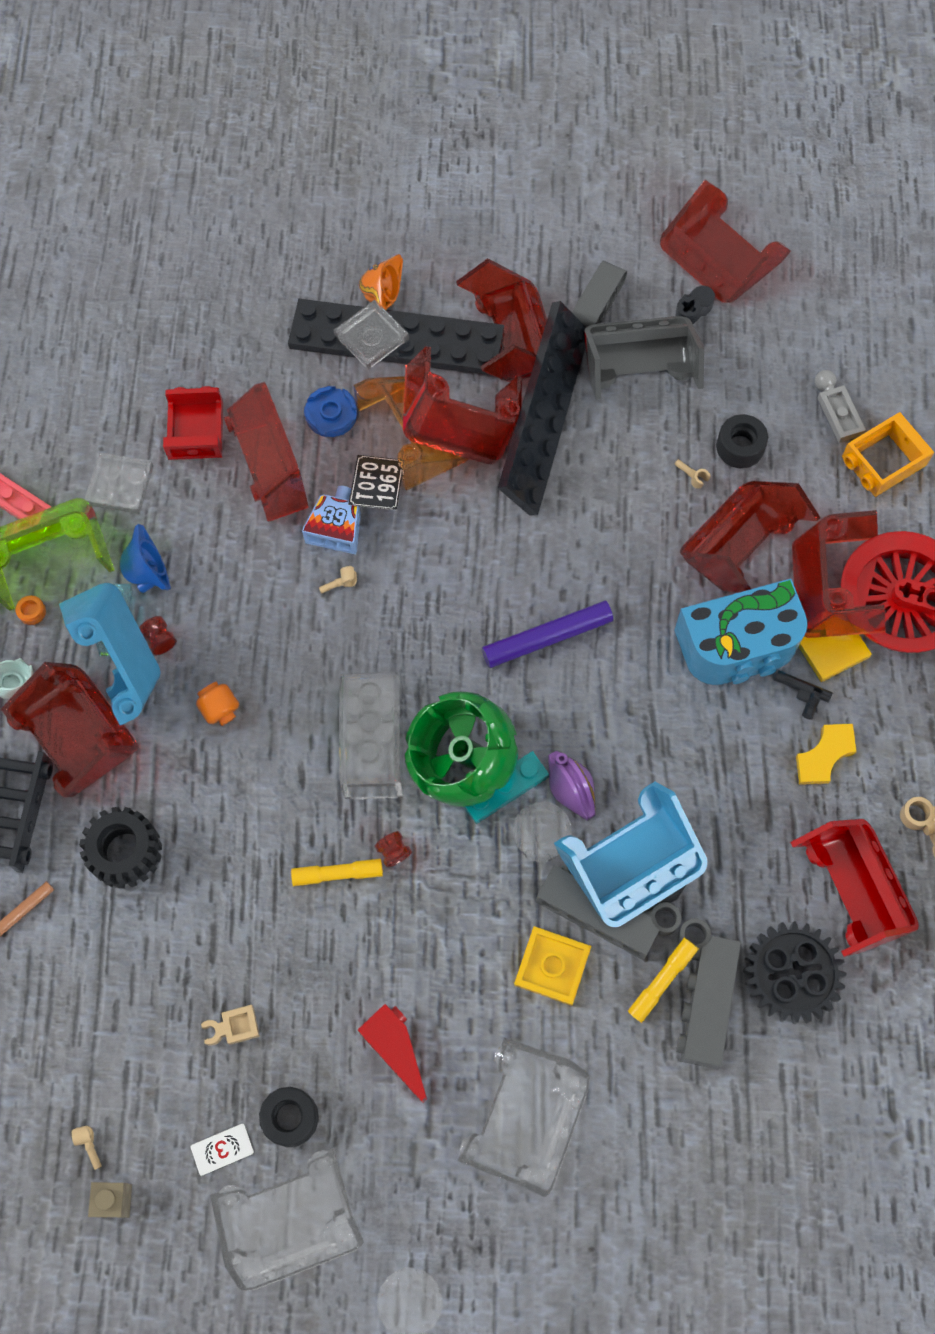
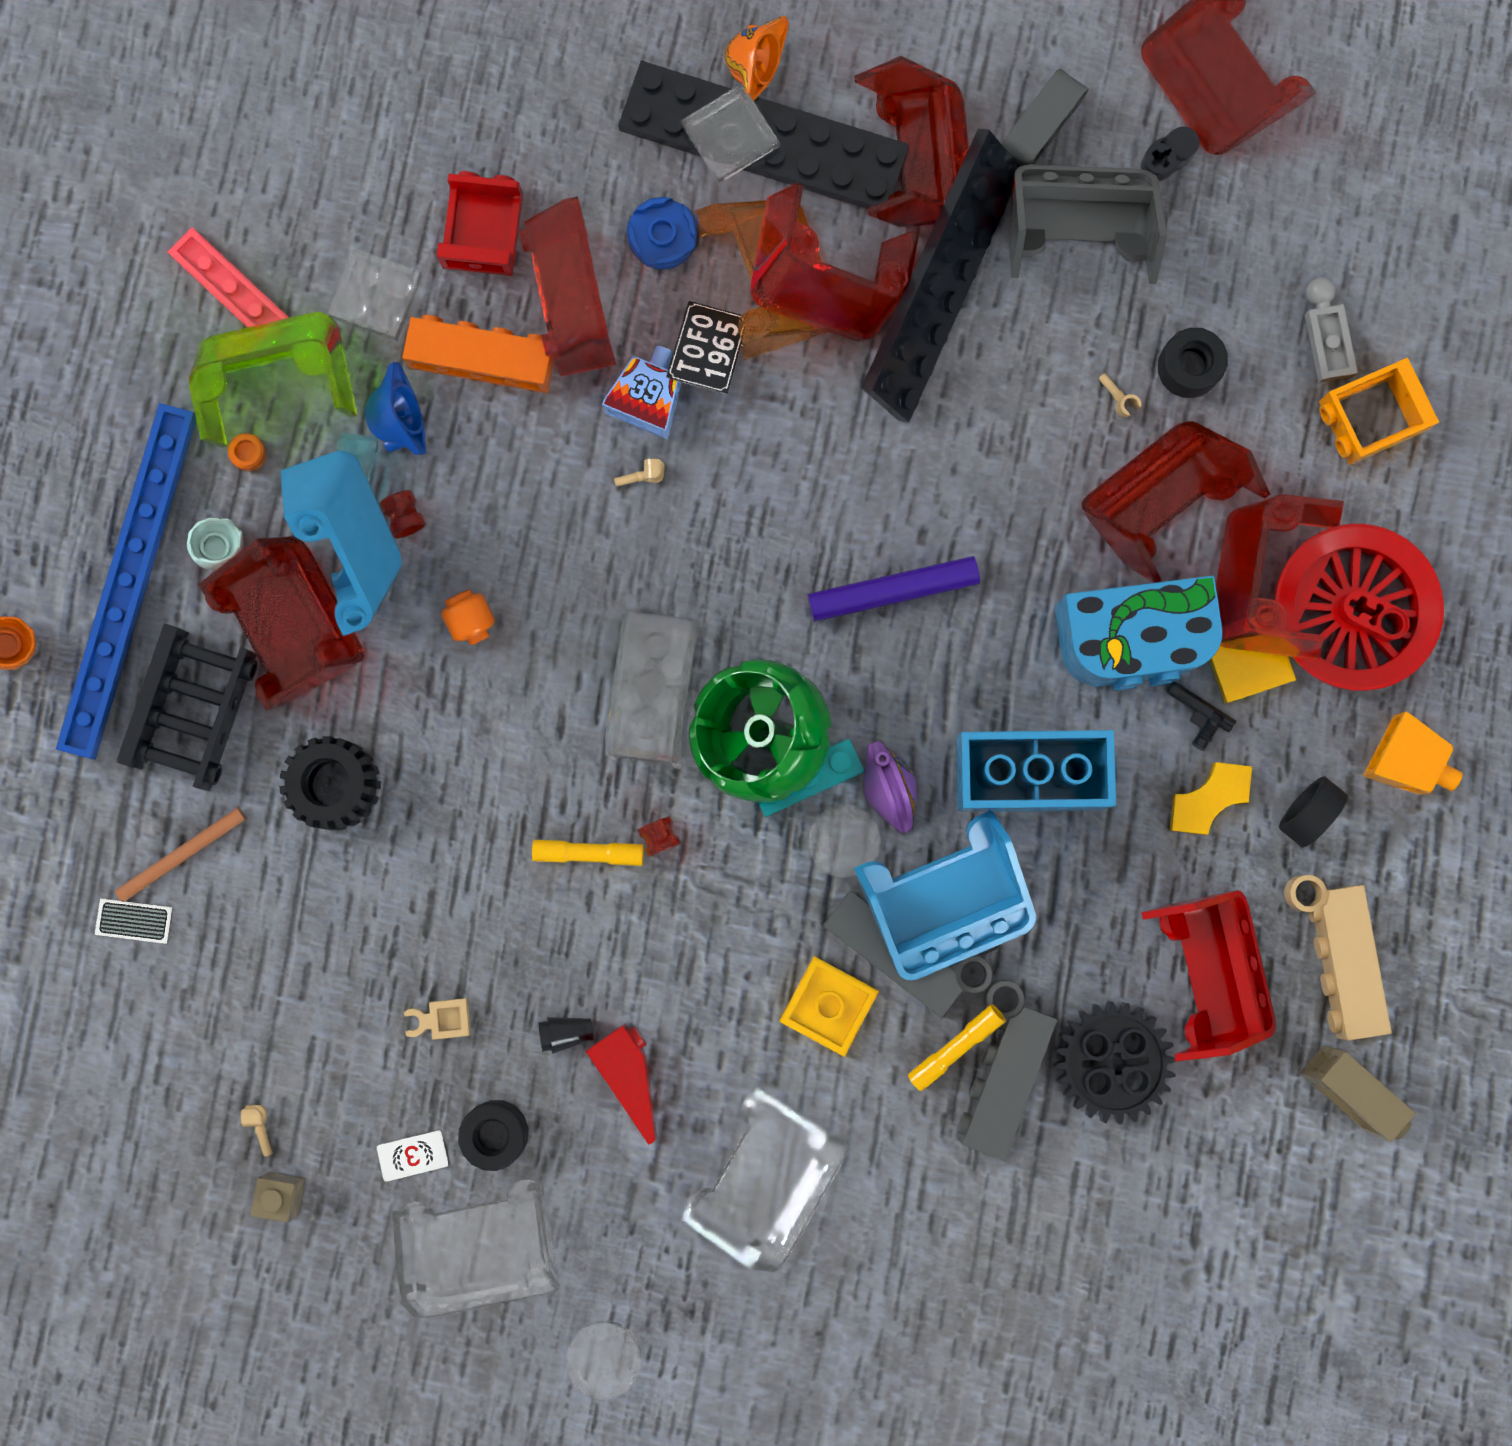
camera: 10 degrees right, 15 degrees up
(203, 512) = (477, 353): none -> orange brick
(337, 1021) = (563, 1033): none -> black cone
(684, 745) = (1035, 771): none -> dark azure brick
(908, 747) = (1313, 811): none -> black tyre

